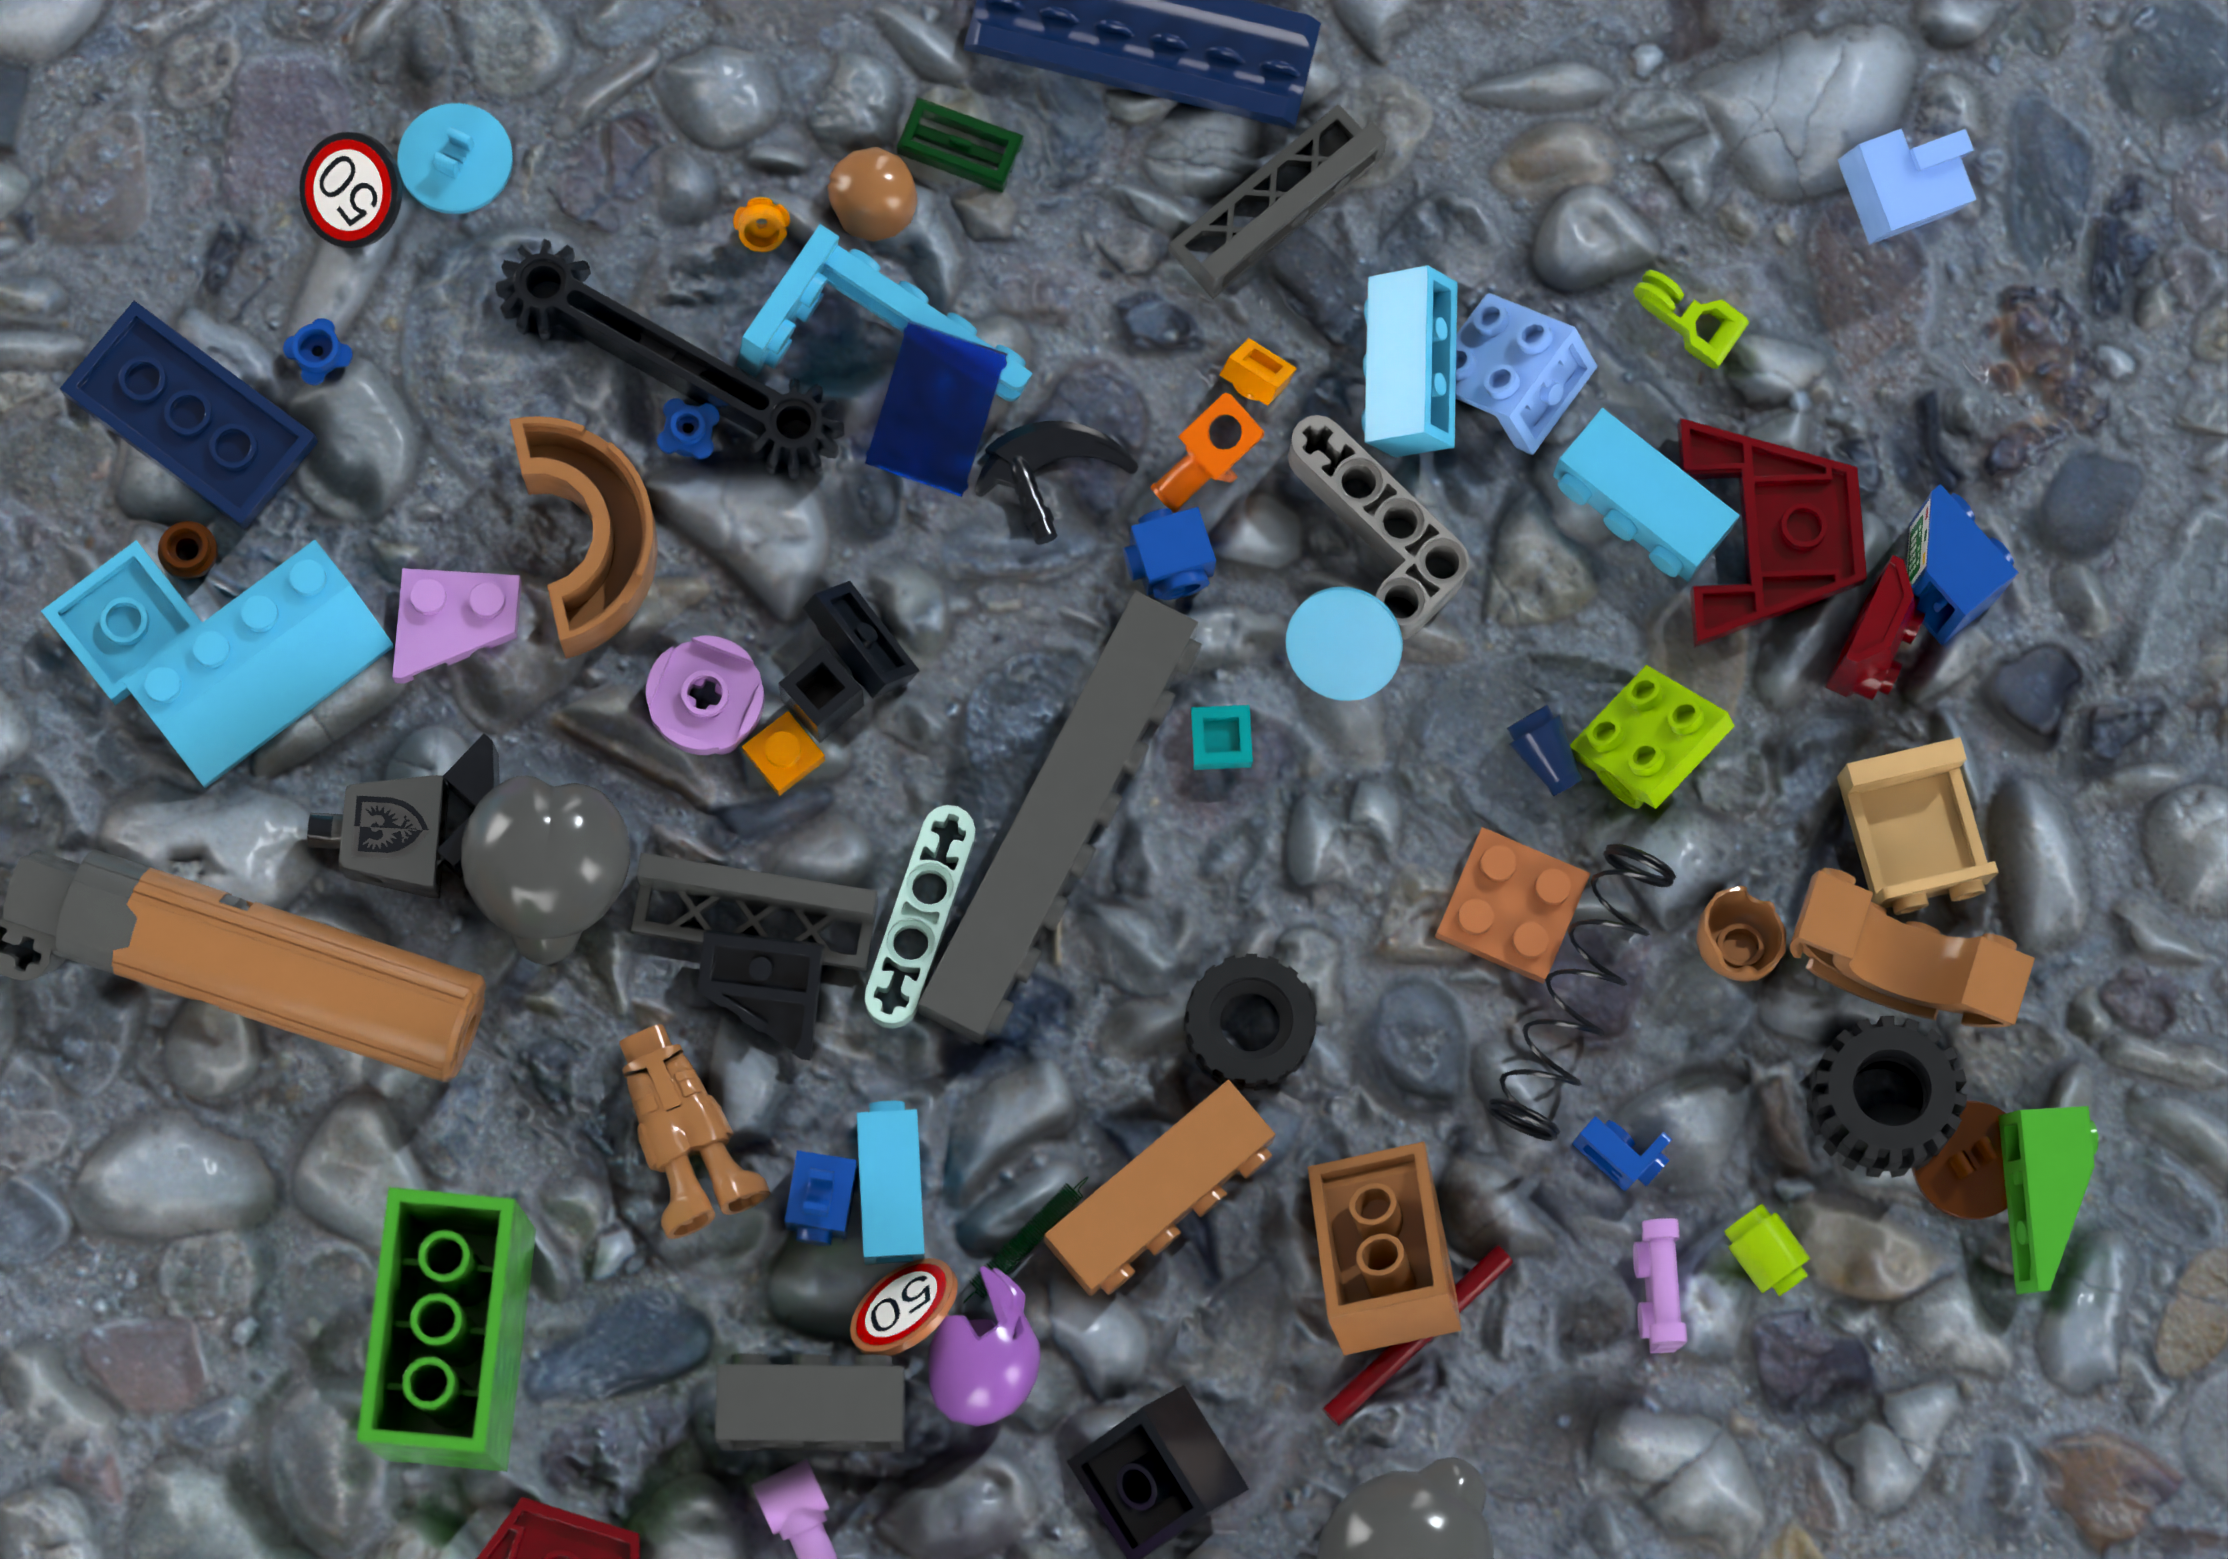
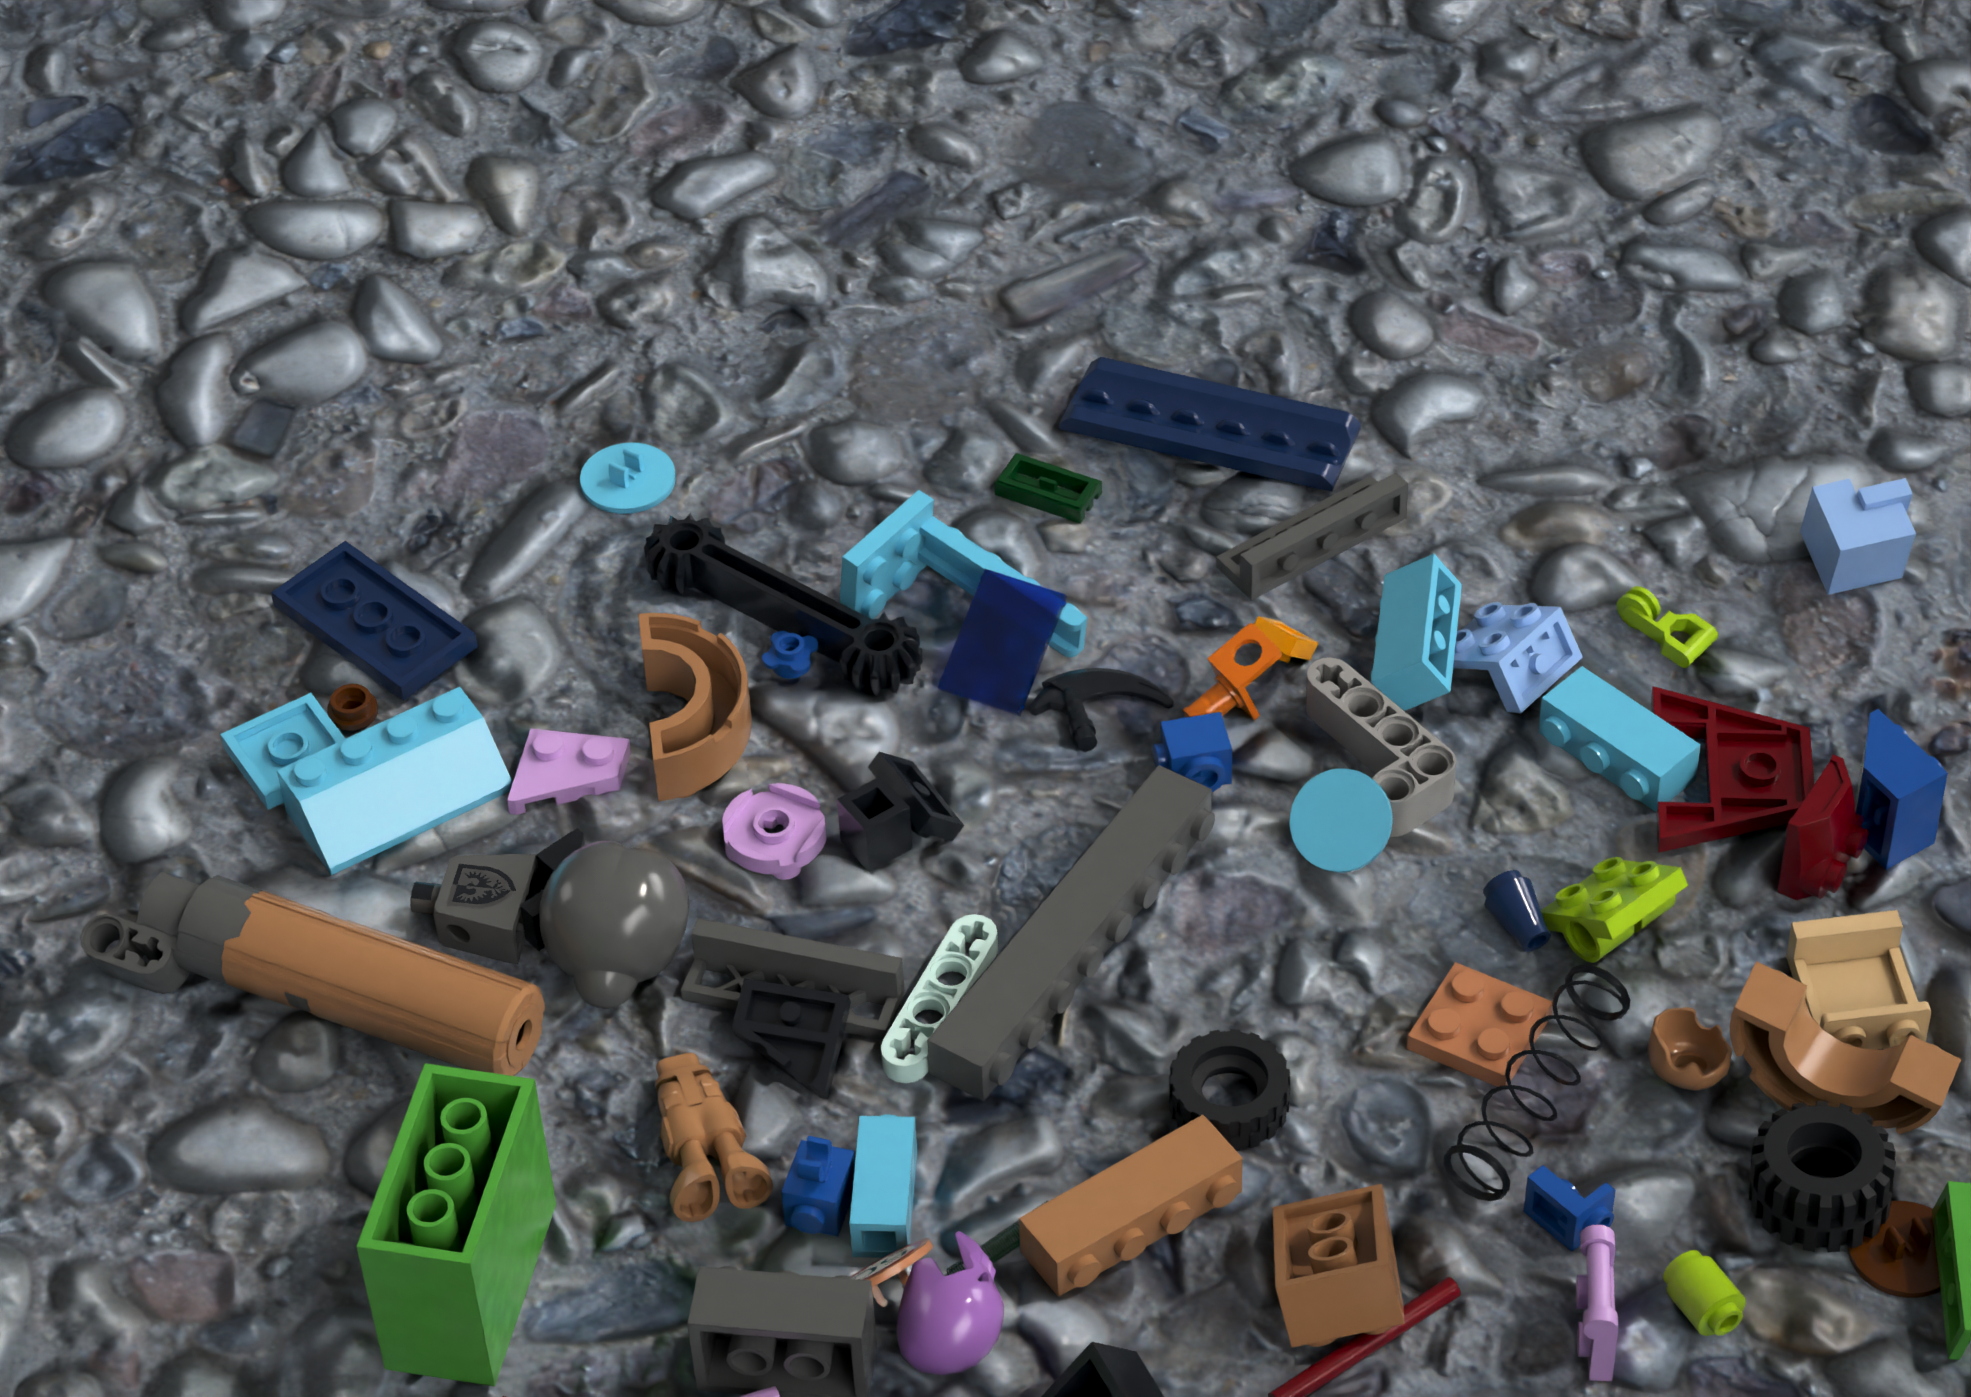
camera: 15 degrees right, 30 degrees down
(318, 334) = (488, 586): blue plate -> none
(350, 190) = (537, 482): piece -> none
(761, 236) = (861, 517): light orange plate -> none
(783, 753) = (836, 877): light orange plate -> none
(872, 194) = (972, 508): medium nougat hair -> none
(1221, 737) = (1225, 884): teal plate -> none

